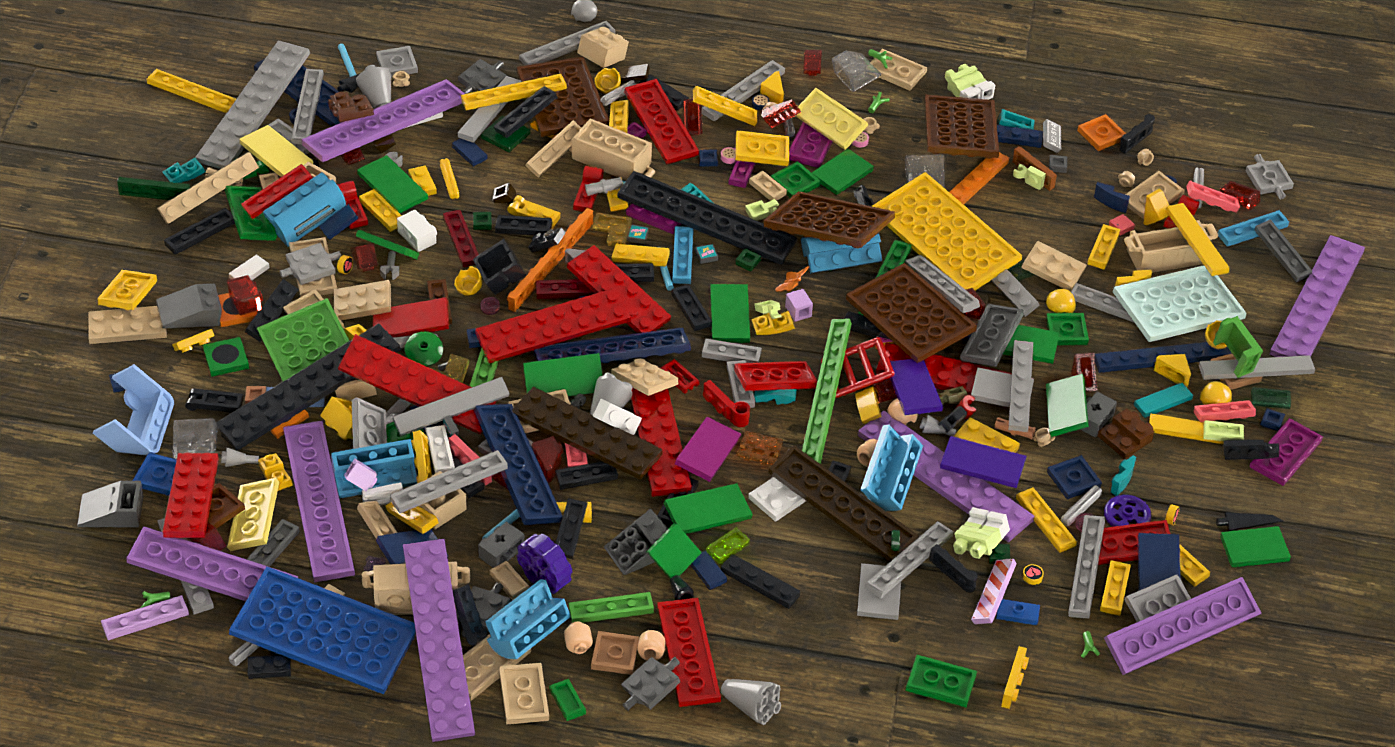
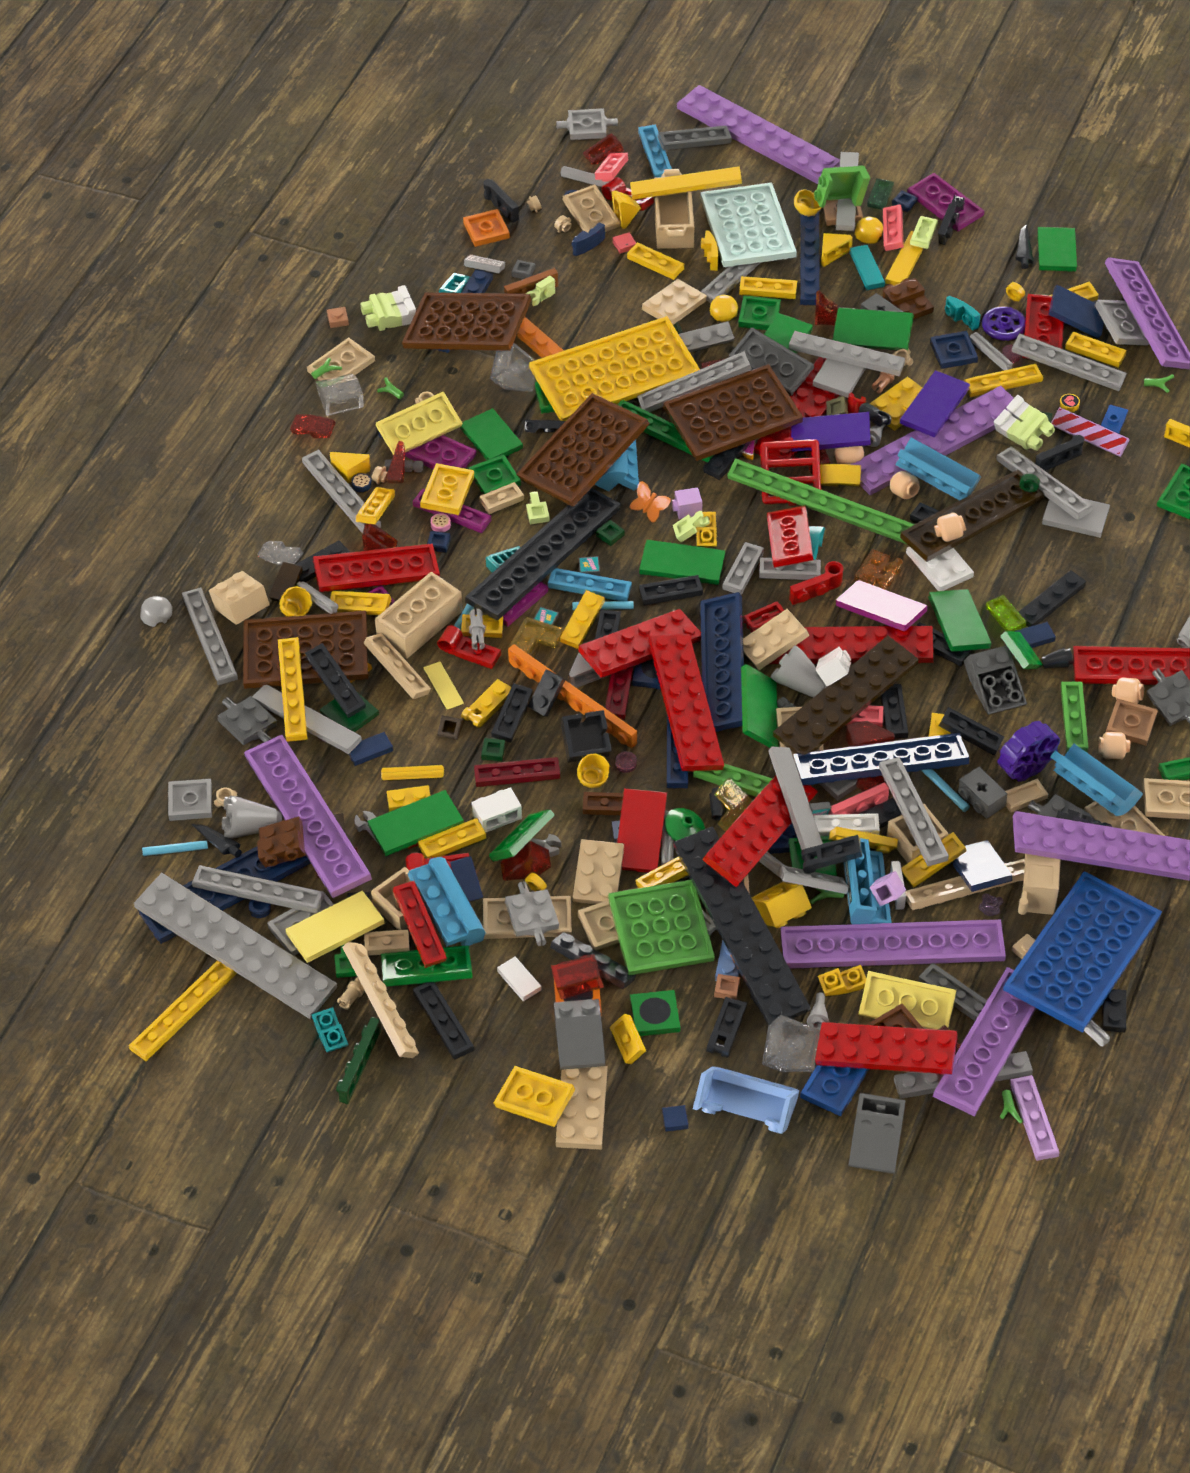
camera: 75 degrees left, 5 degrees up
(387, 429) = (831, 853): none -> black plate
(550, 185) = (443, 685): none -> light yellow sticker
(665, 67) = (277, 553): none -> clear slope
(806, 476) = (950, 527): none -> light nougat head
(950, 58) = (337, 317): none -> nougat plate
(1101, 329) = (768, 287): none -> yellow plate

